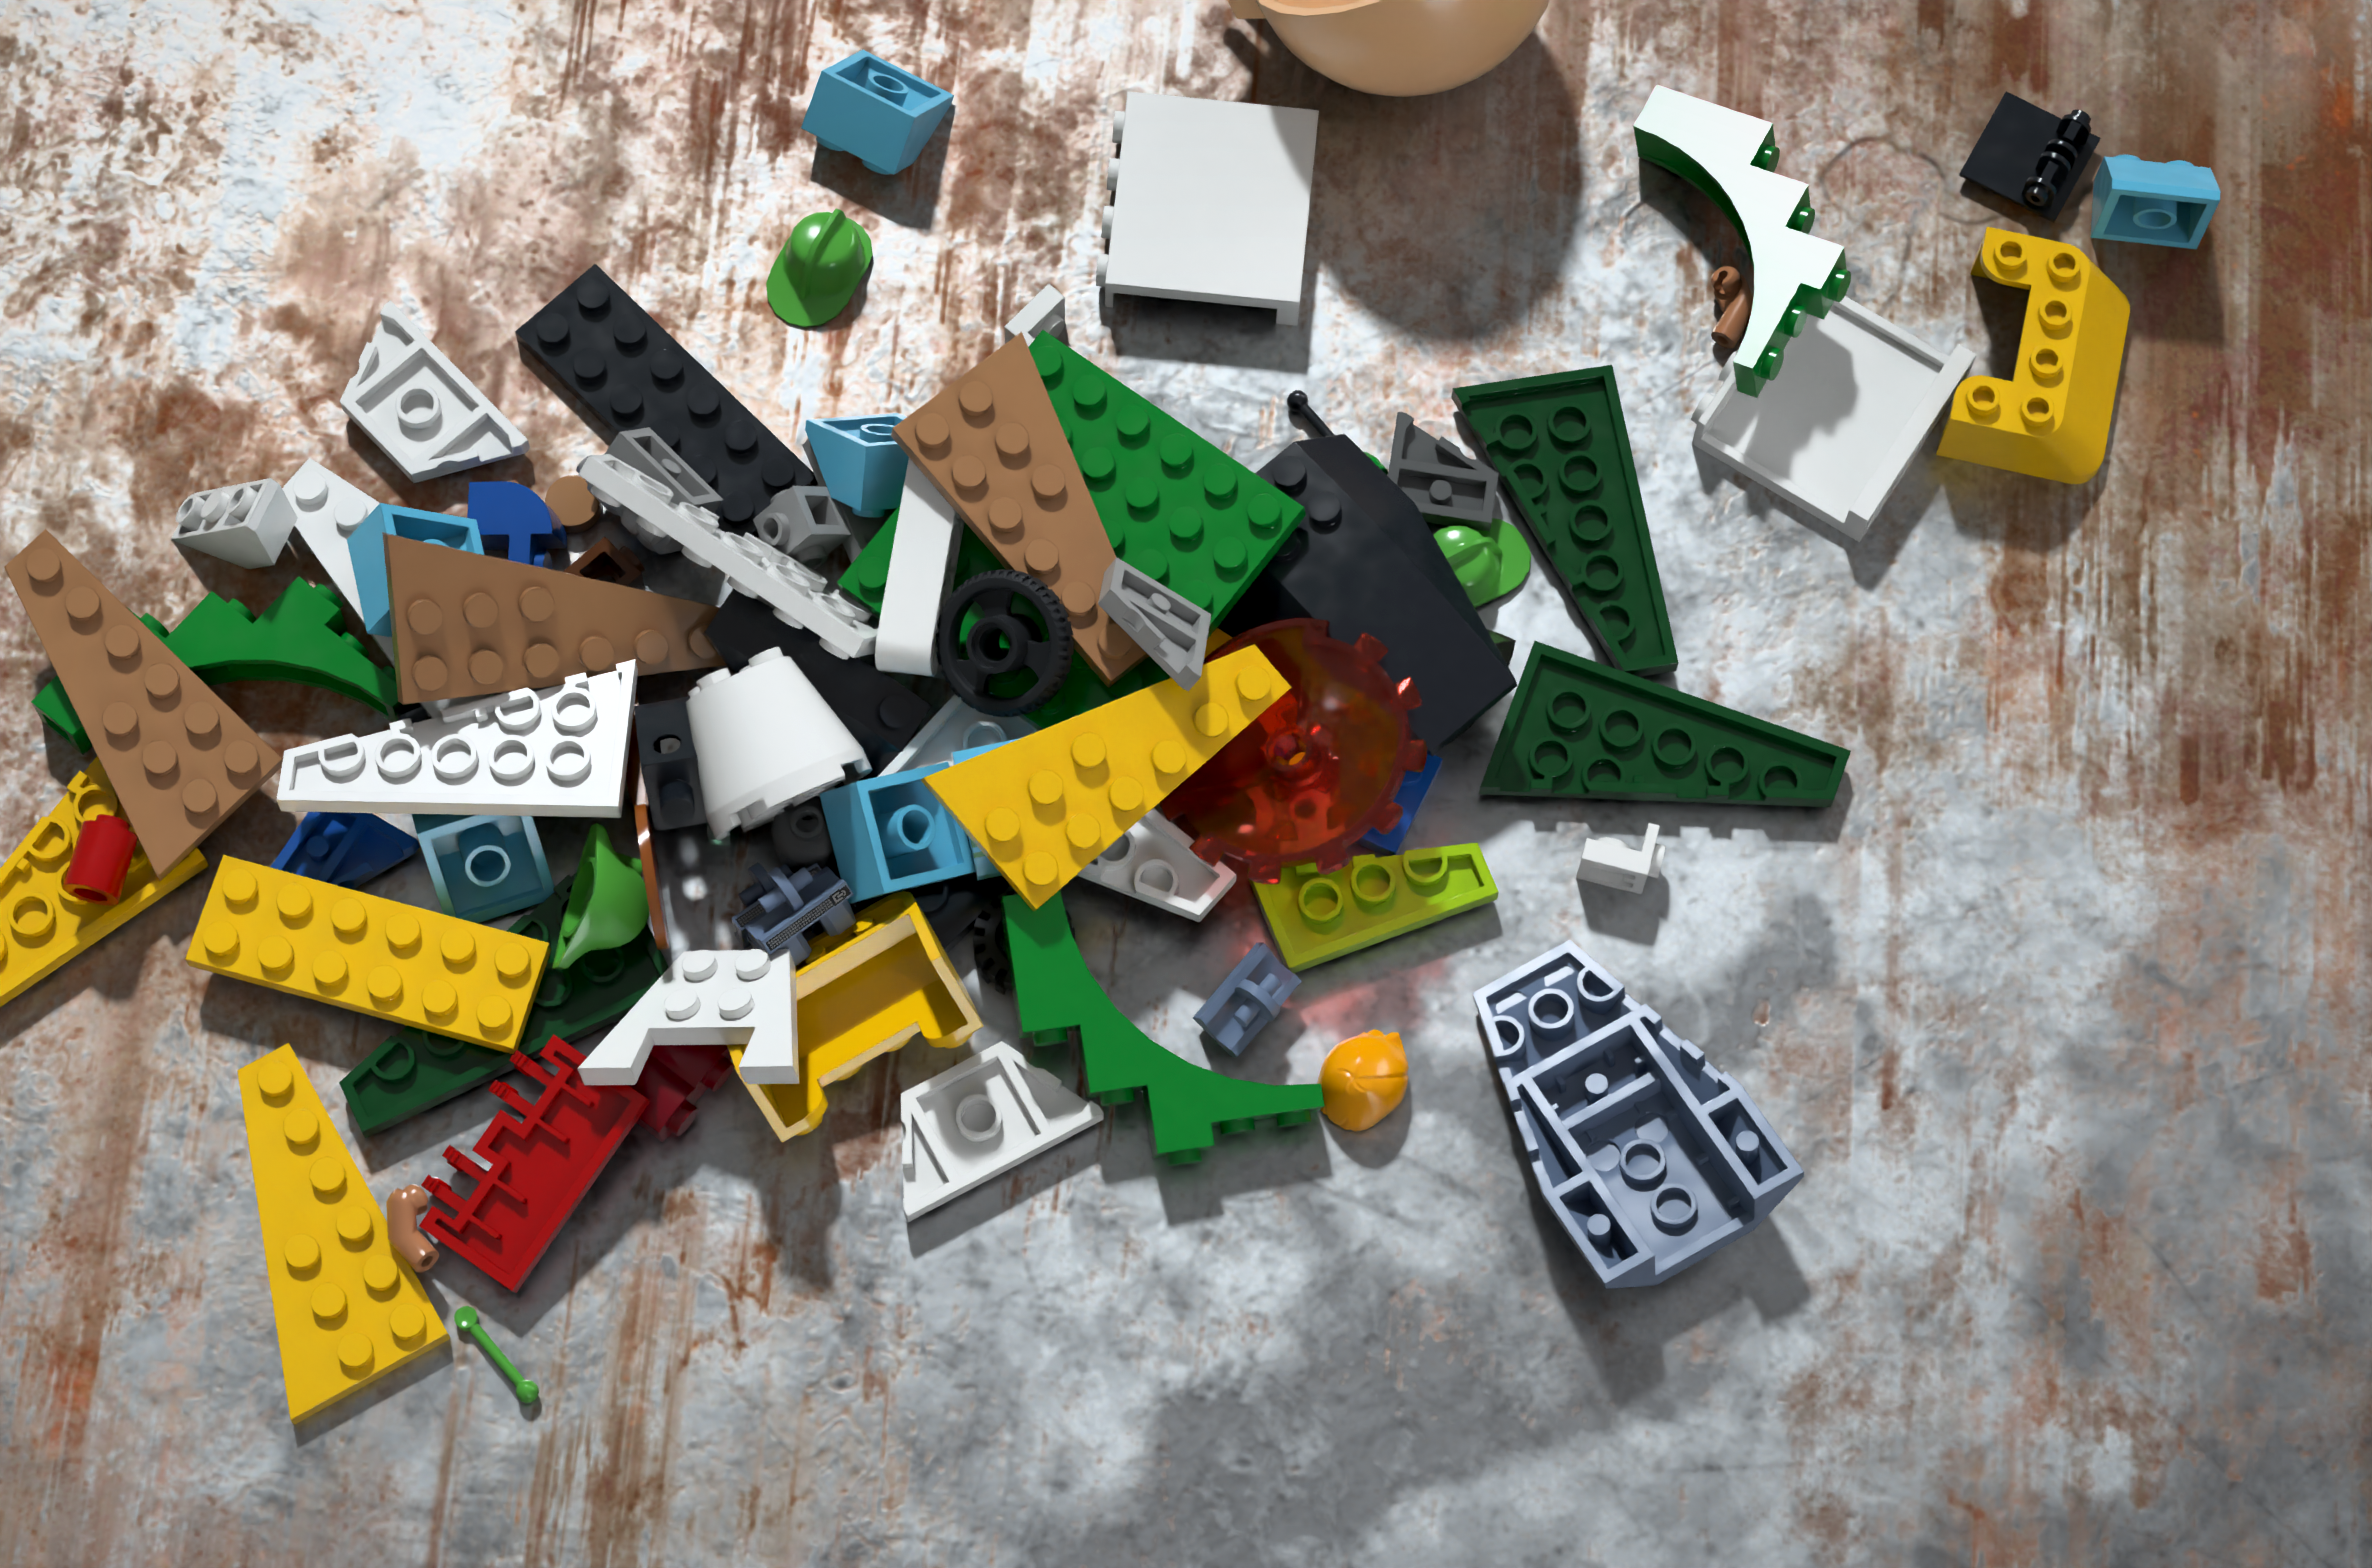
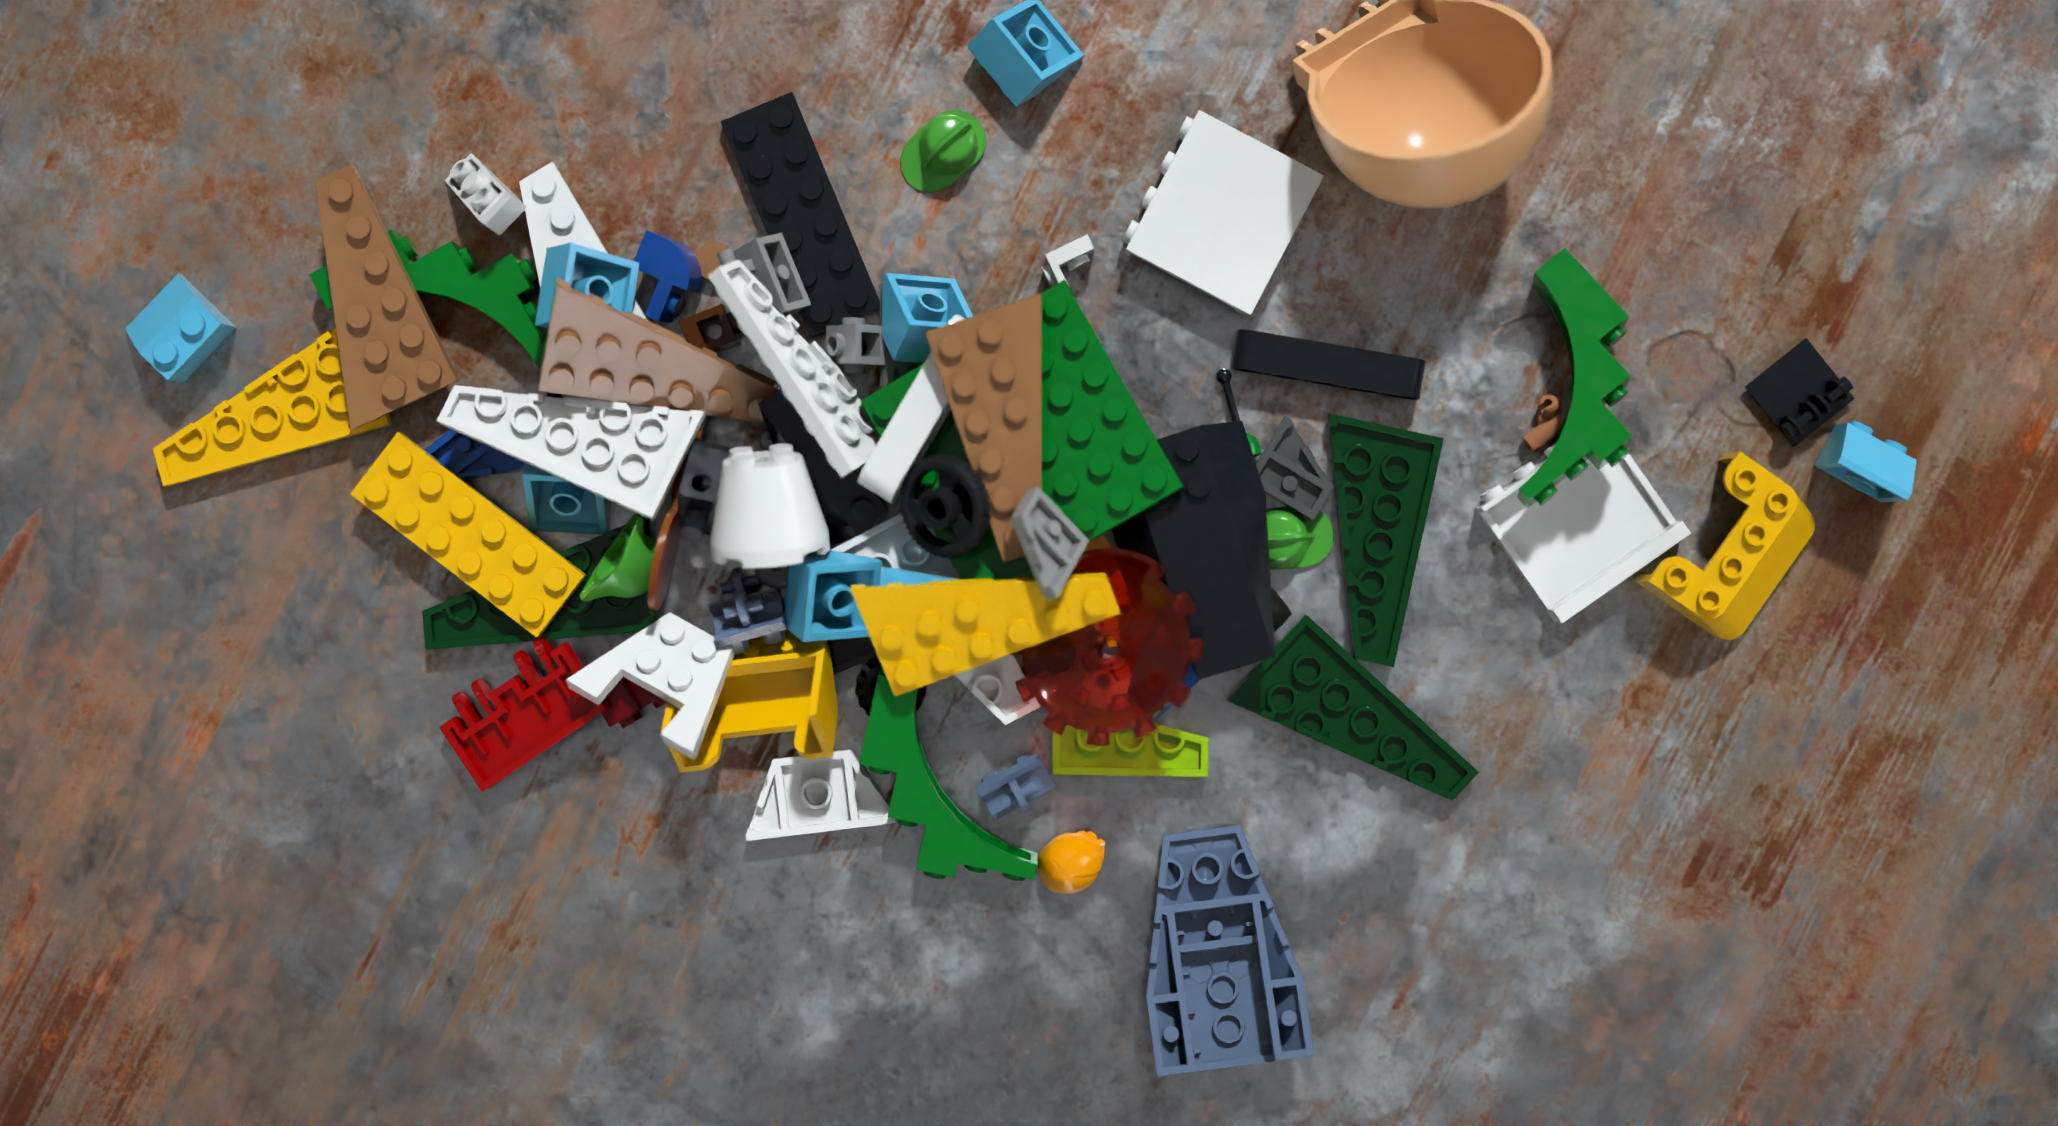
camera: 25 degrees right, 20 degrees up
(100, 860) = (317, 406): red brick -> none
(336, 1282) = (382, 722): yellow wing -> none
(402, 1227) = (428, 726): nougat arm -> none
(424, 406) = (639, 151): white wing -> none
(468, 1320) = (452, 792): bright green hinge -> none
(1424, 334) = (1328, 364): none -> black beam
(1618, 866) = (1291, 784): white bracket -> none

